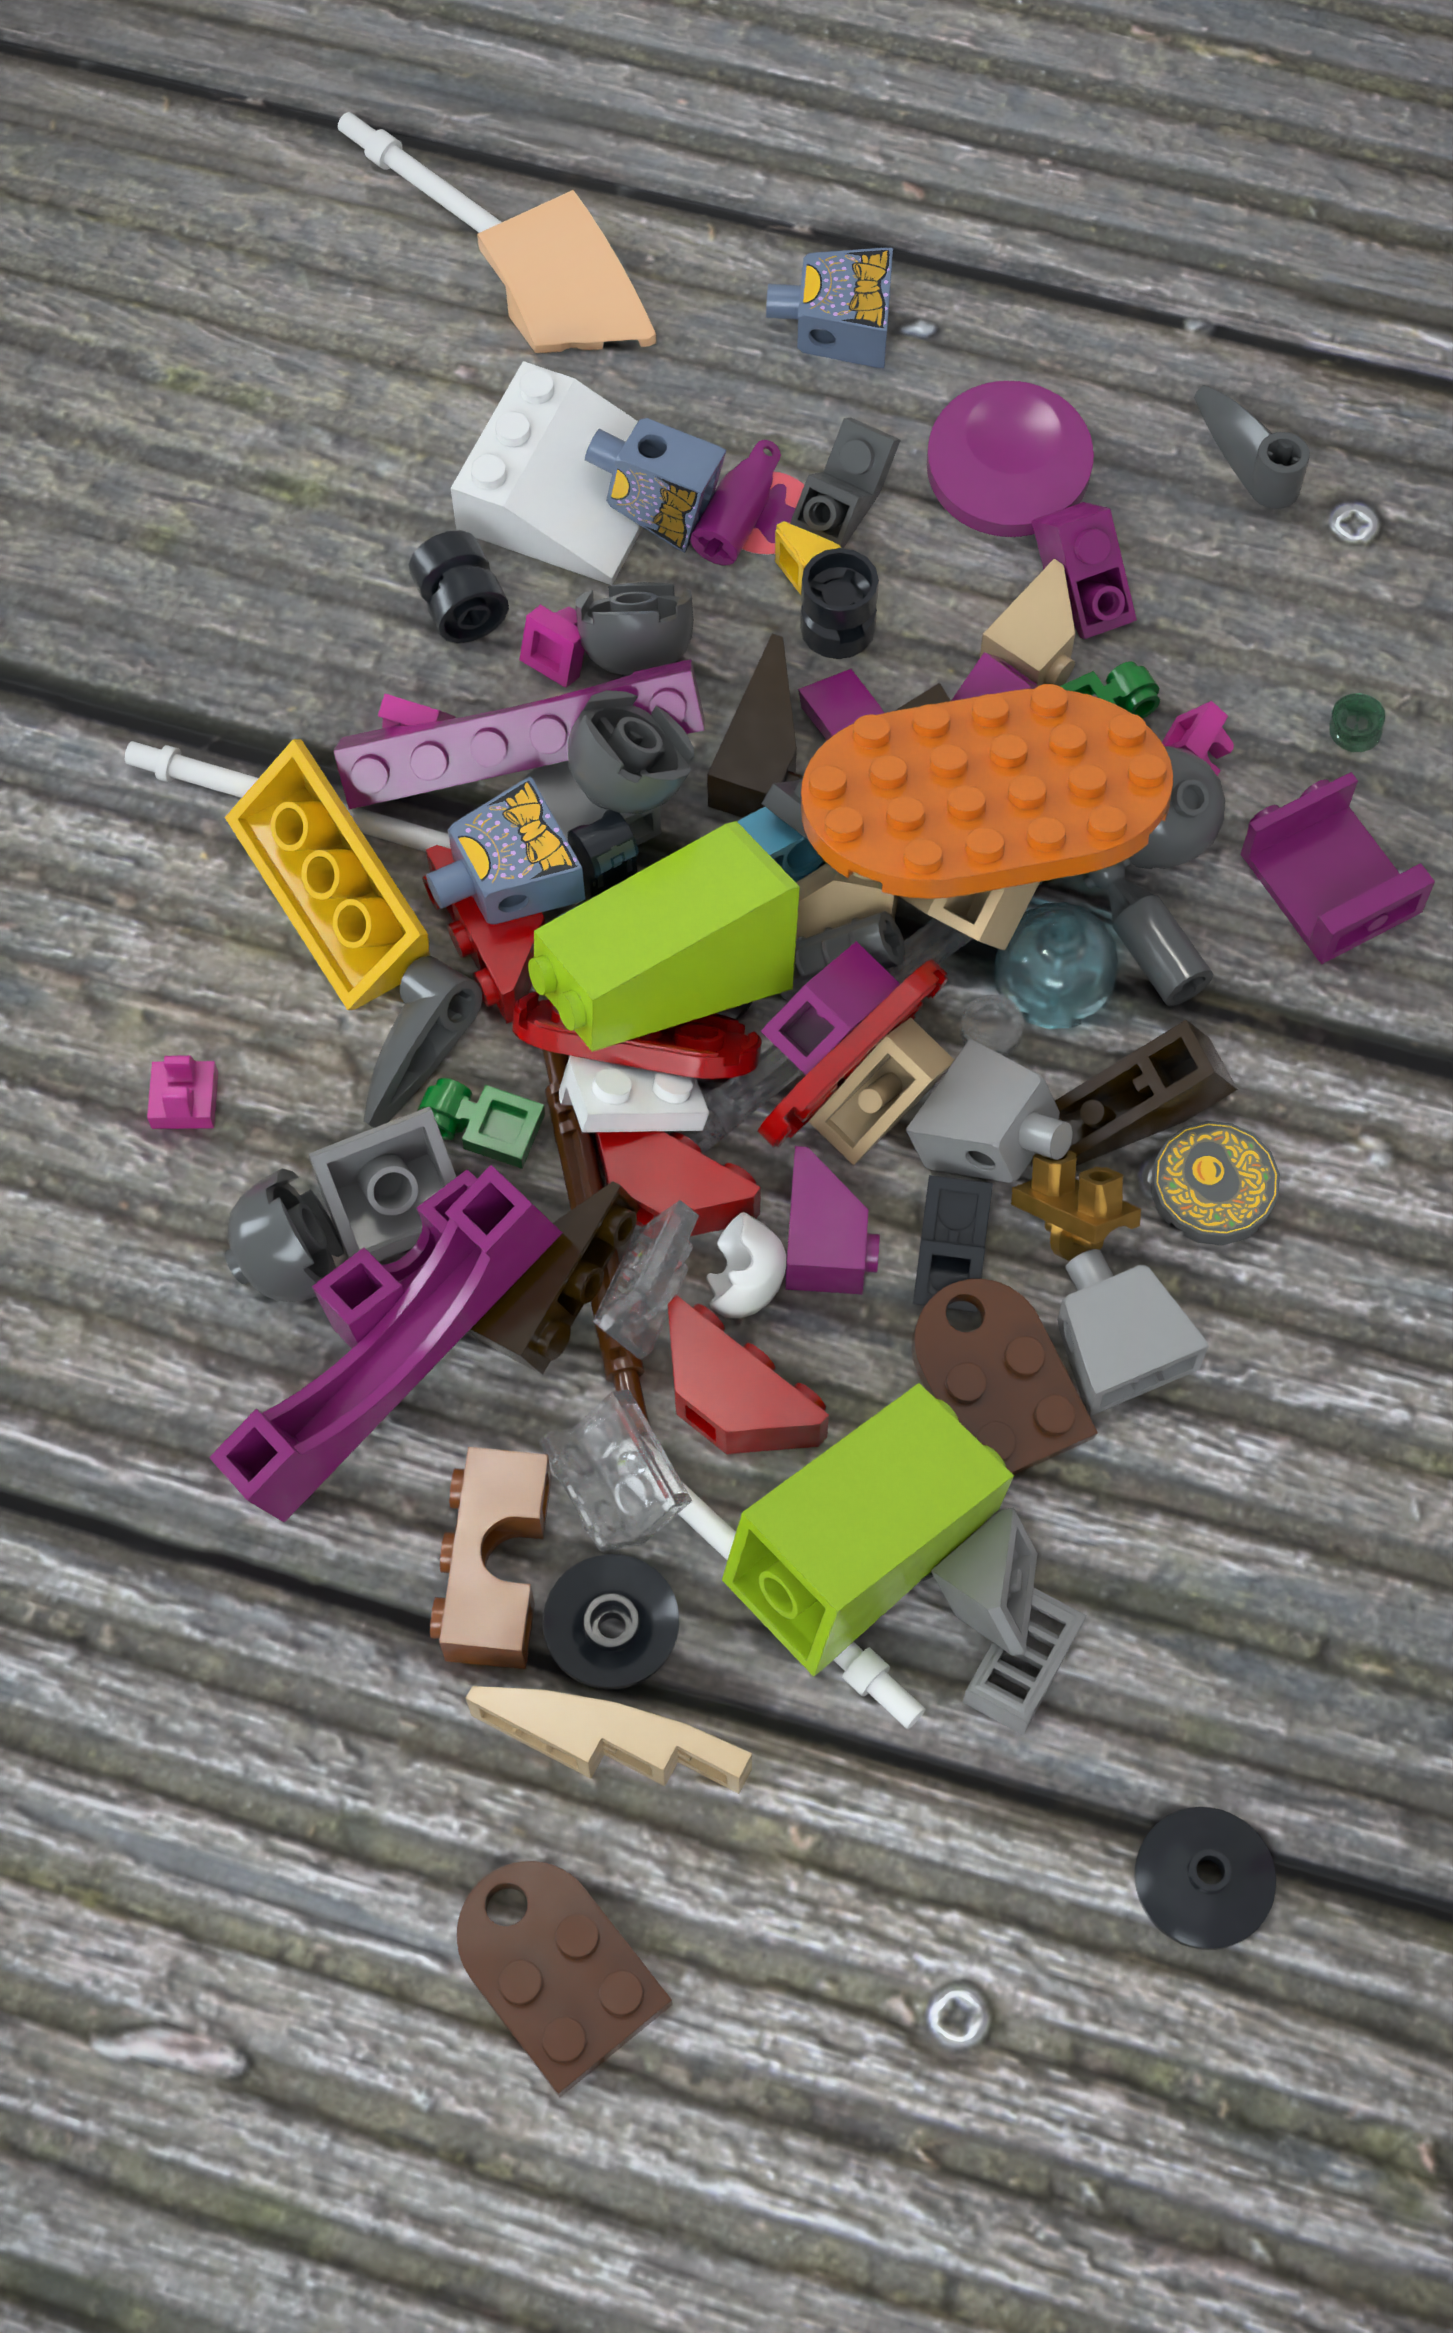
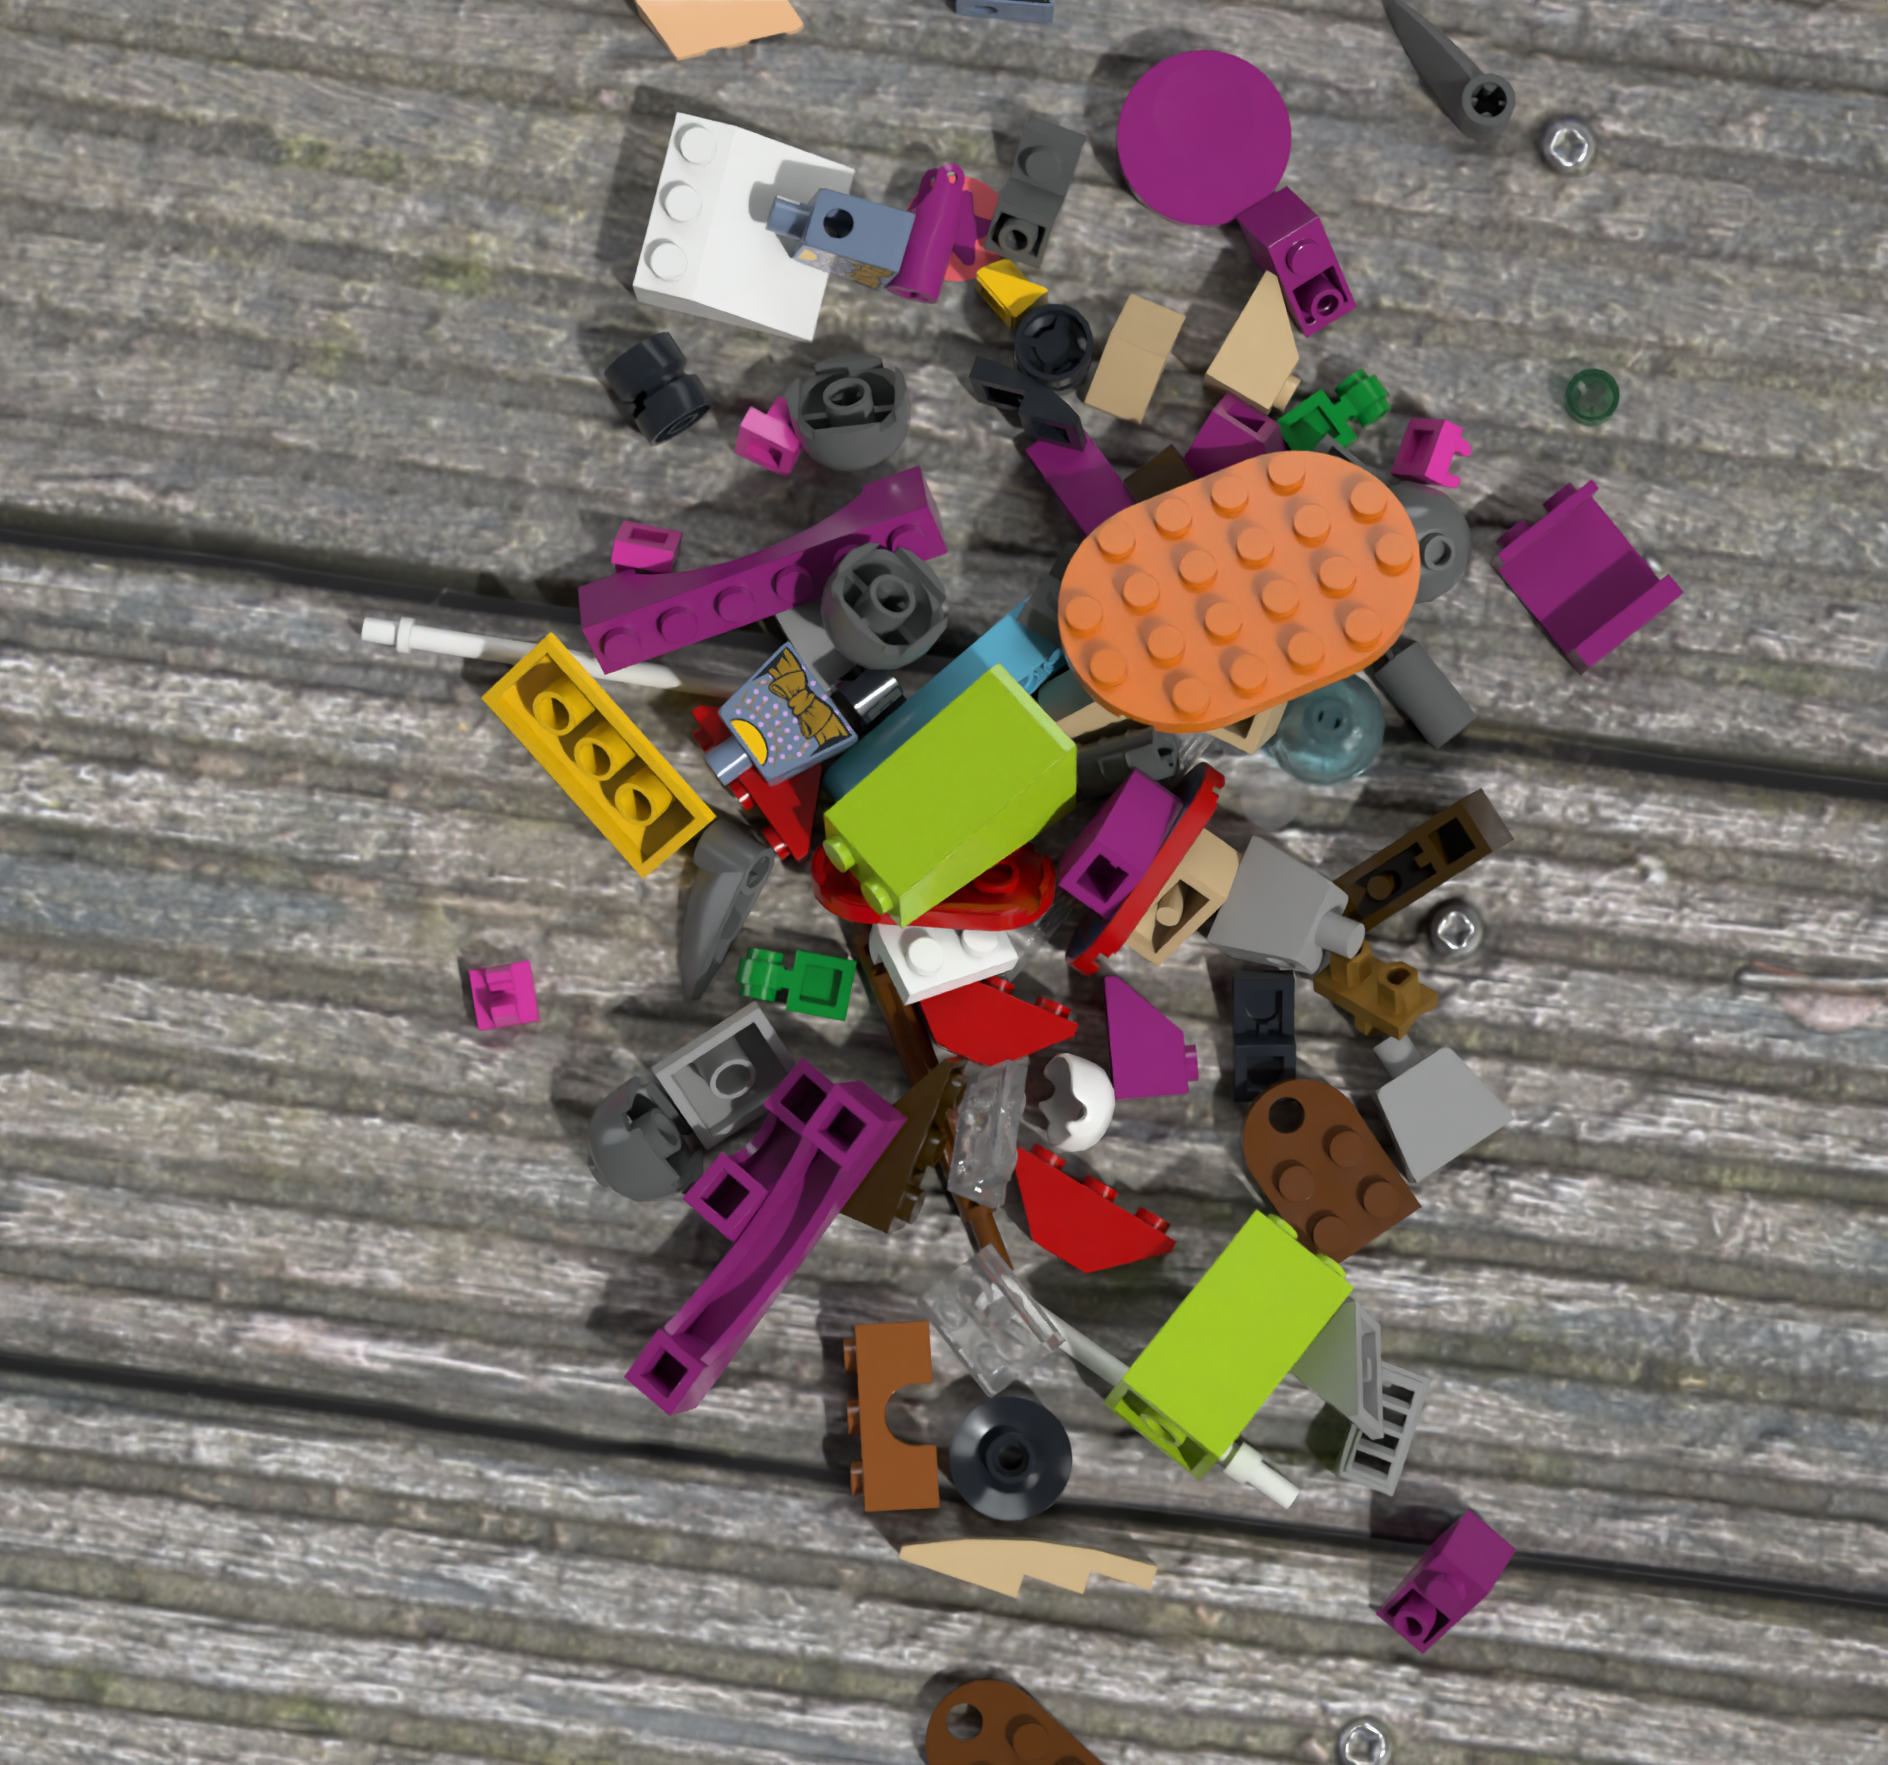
camera: 10 degrees left, 20 degrees up
(759, 741) = (1000, 532): dark brown slope -> none
(814, 640) = (1040, 409): none -> black slope
(913, 633) = (1134, 359): none -> tan slope
(1075, 1832) = (1447, 1582): none -> magenta slope
(1186, 1906) = (1530, 1587): black dish -> none
(1215, 1182) = (1502, 932): tile -> none

